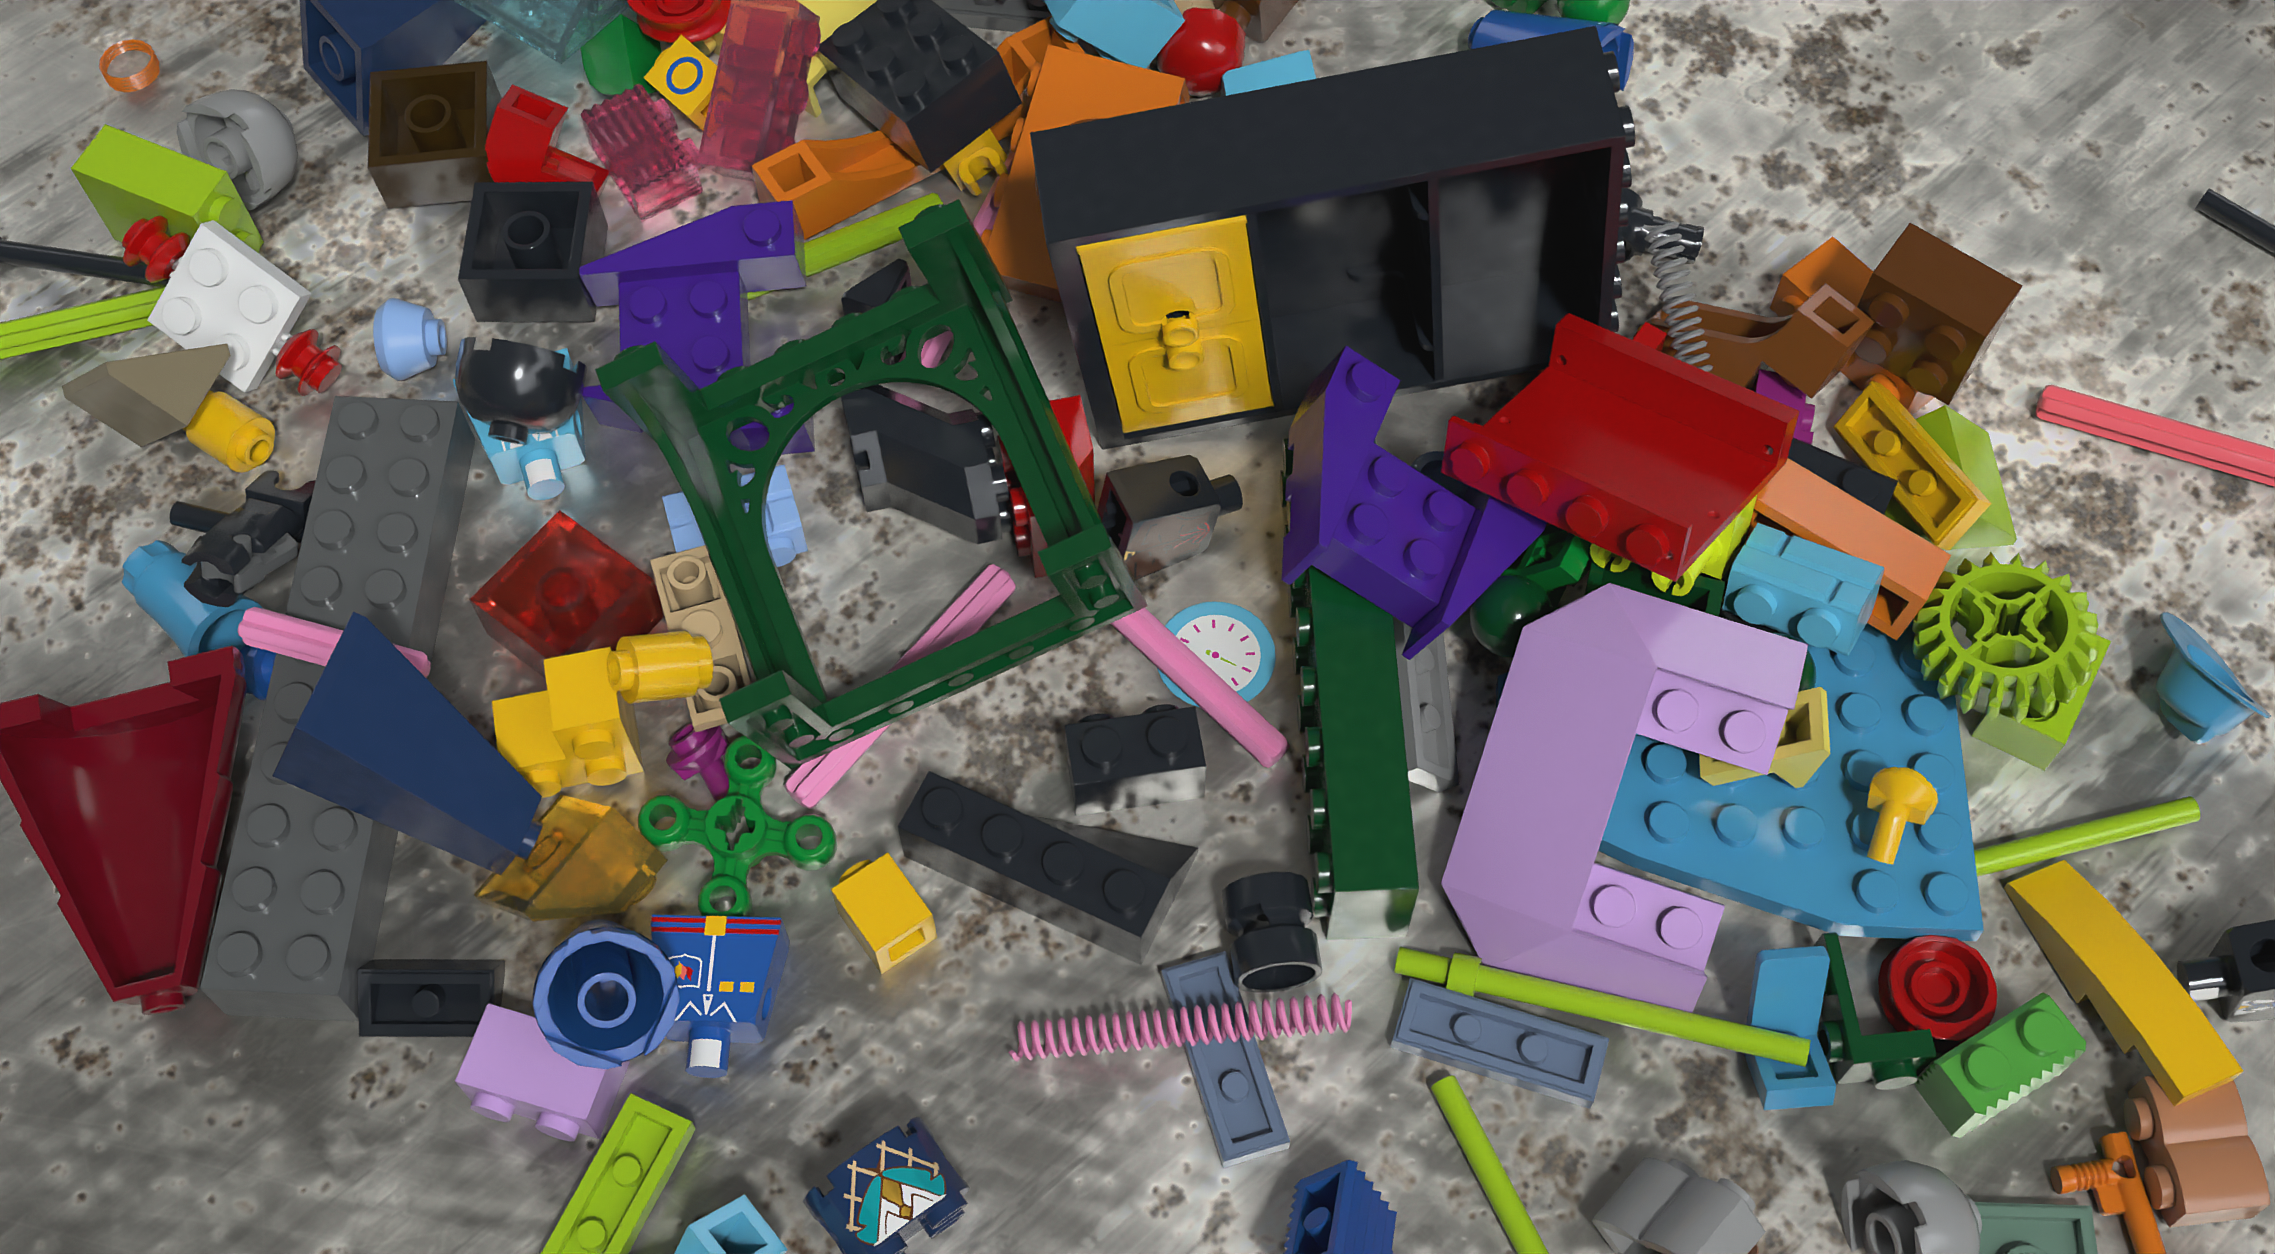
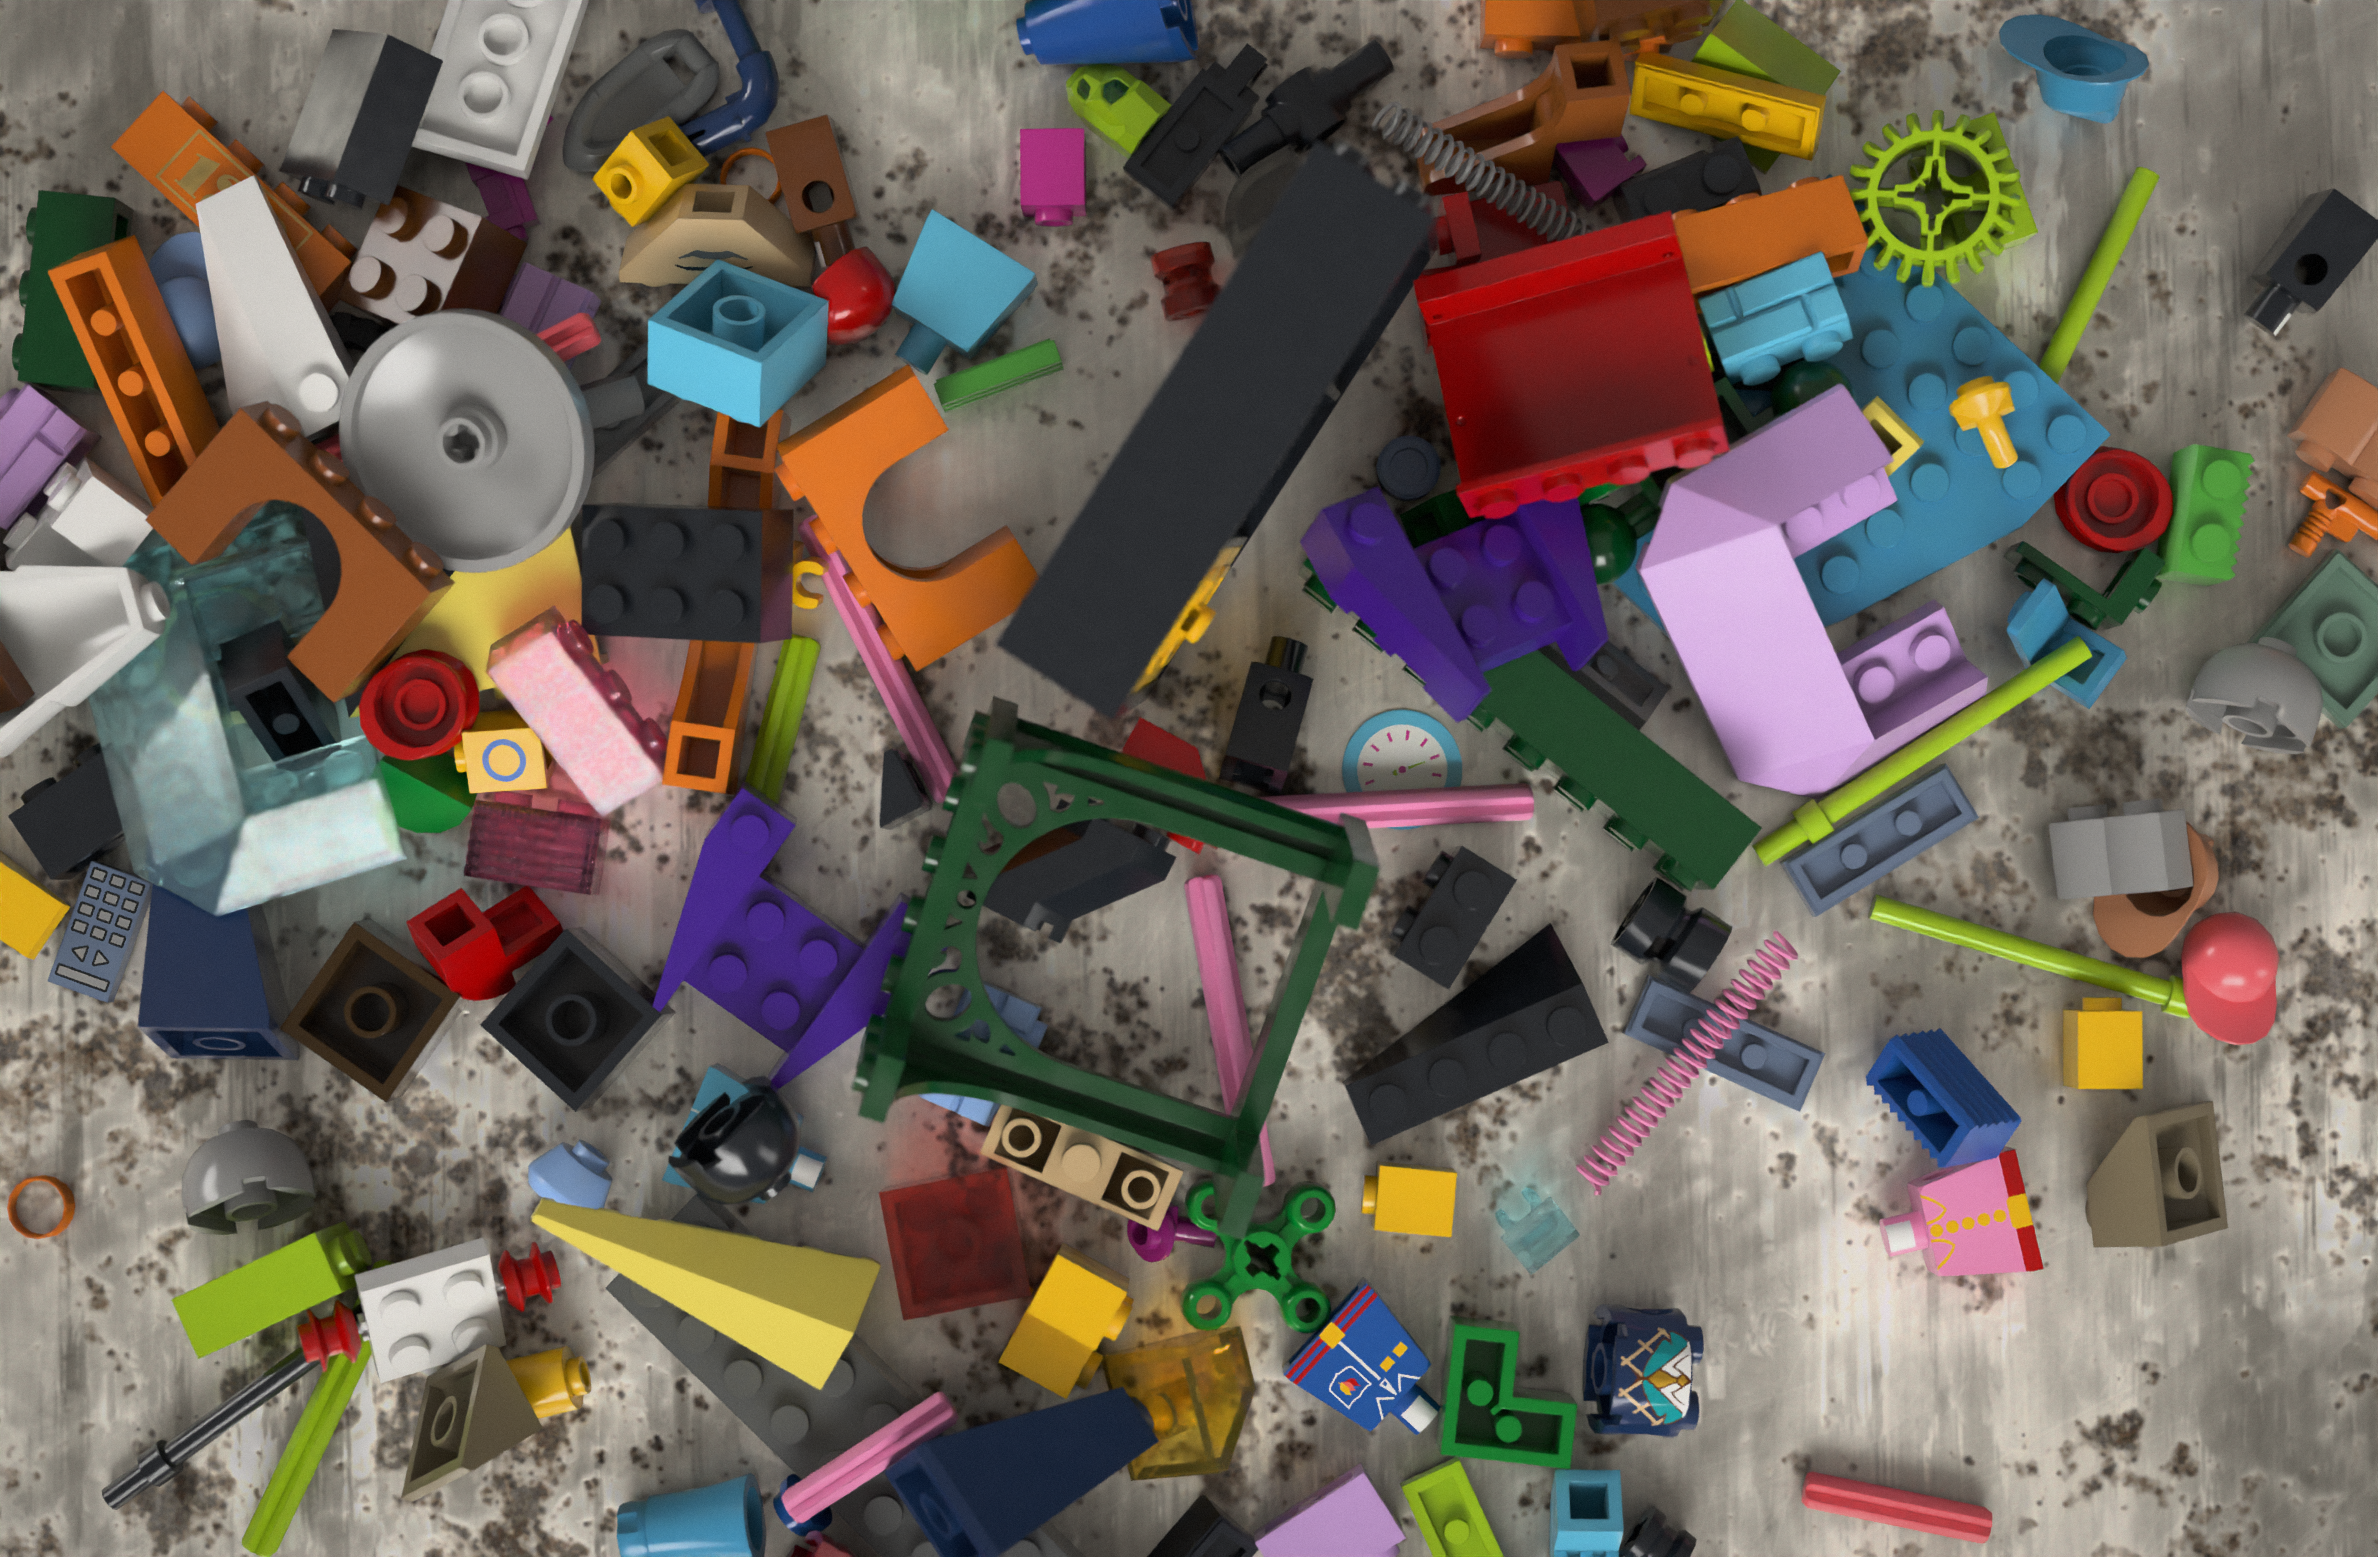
camera: 45 degrees left, 25 degrees up
(243, 543) = (689, 1444): black piece -> none
(407, 477) = (764, 1294): none -> light yellow wedge
(605, 995) = (1327, 1461): blue cone -> none
(660, 666) = (1107, 1229): yellow brick -> none
(754, 1093) = (1485, 1412): none -> green brick
(937, 1032) = (1539, 1233): none -> clear light blue tile
(2124, 980) = (2221, 369): yellow slope -> none

